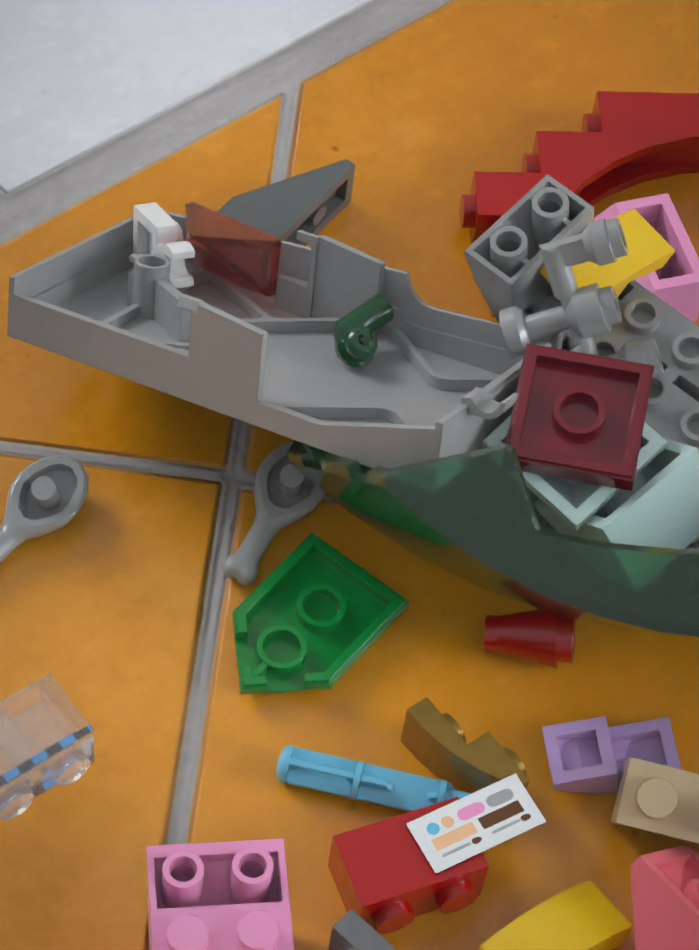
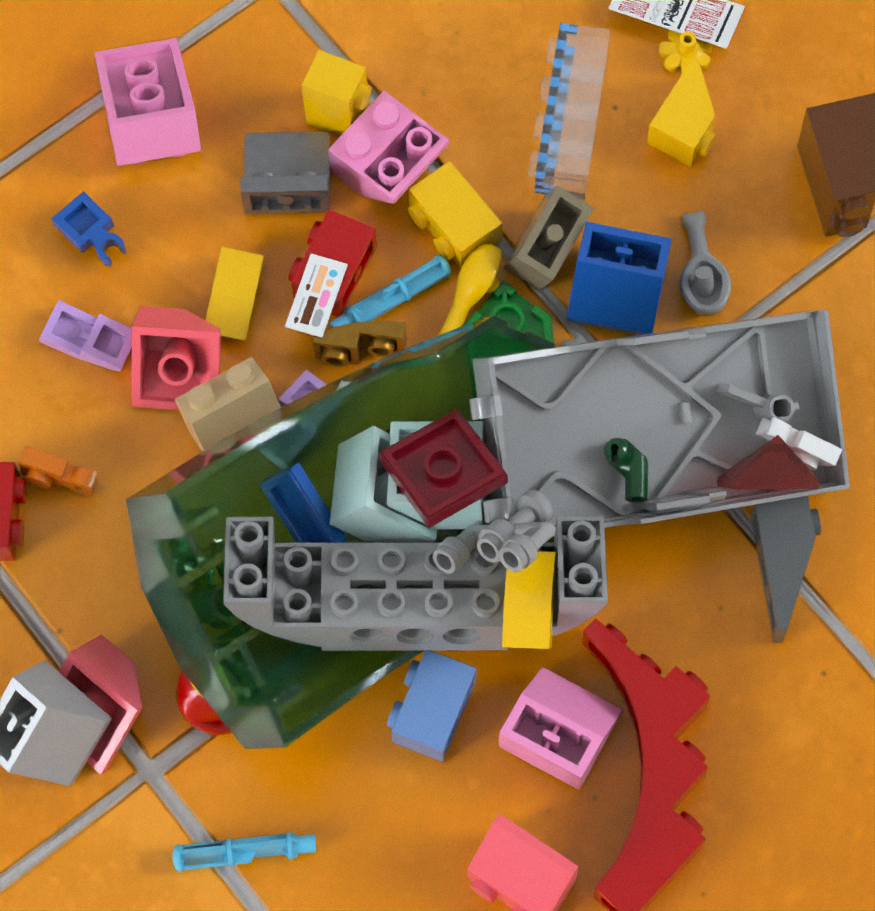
camera: 145 degrees right, 15 degrees up
(125, 568) = (618, 279): none -> blue slope
(154, 663) = (548, 237): none -> dark tan brick
(220, 782) = (453, 214): none -> yellow brick
(274, 702) = (473, 281): none -> yellow piece

